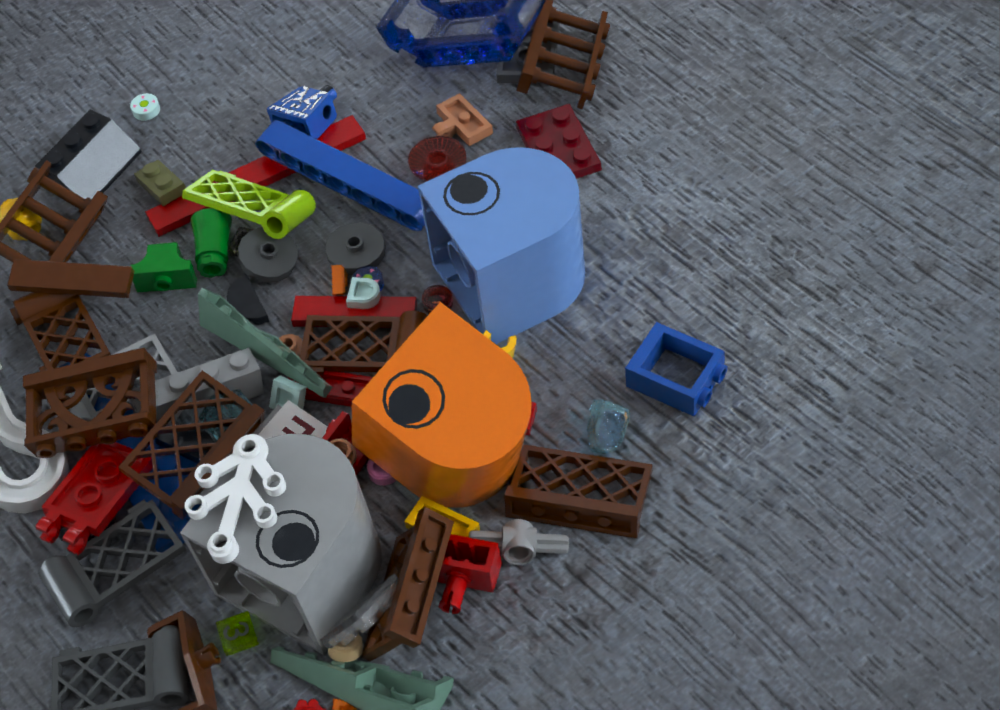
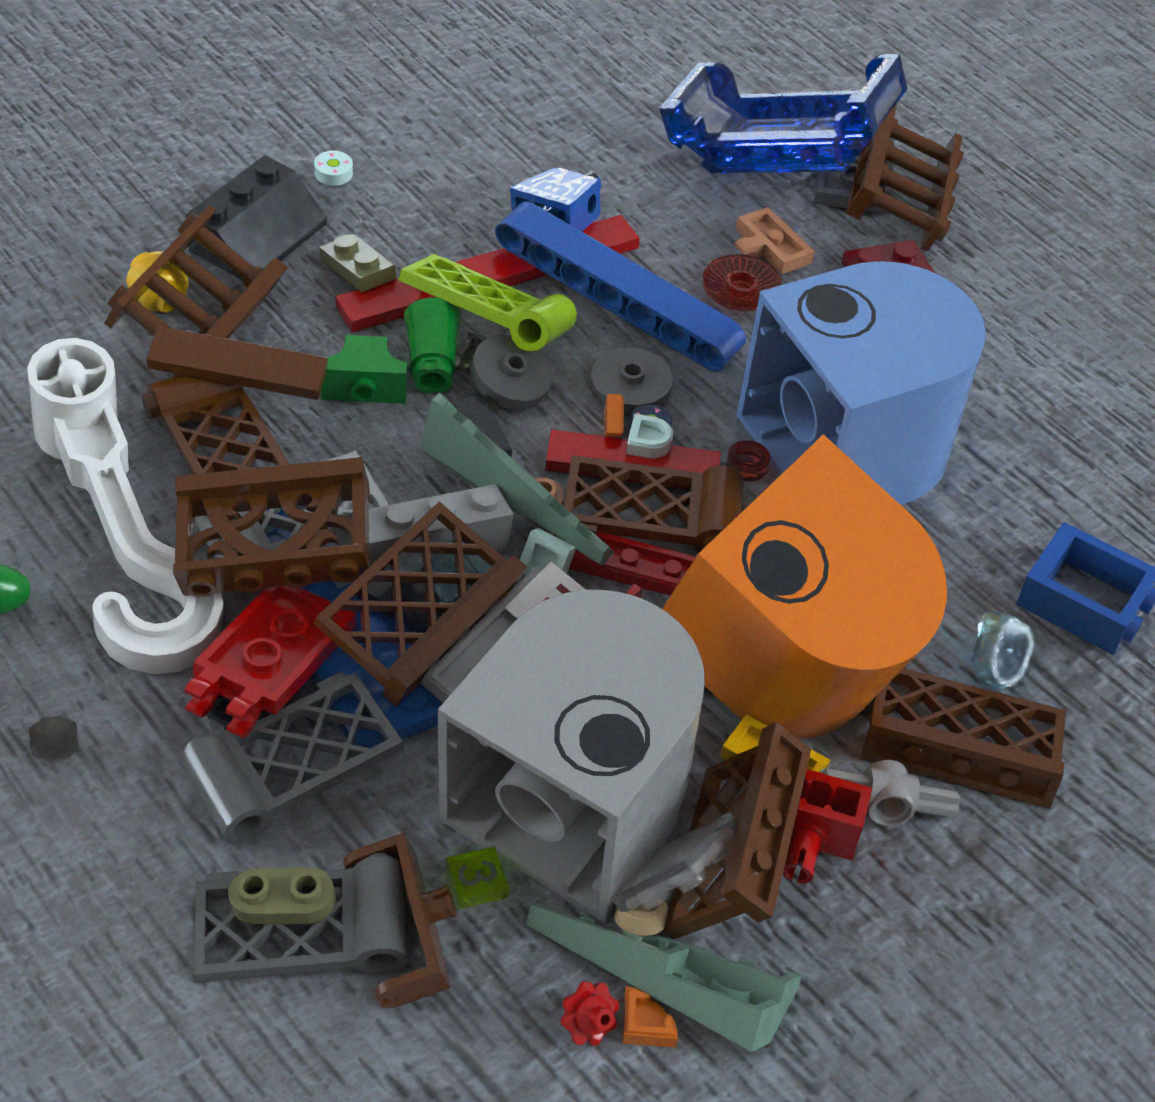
camera: 10 degrees left, 5 degrees down
(103, 662) = (280, 896): none -> olive plate
(236, 491) = (528, 657): white plant -> none

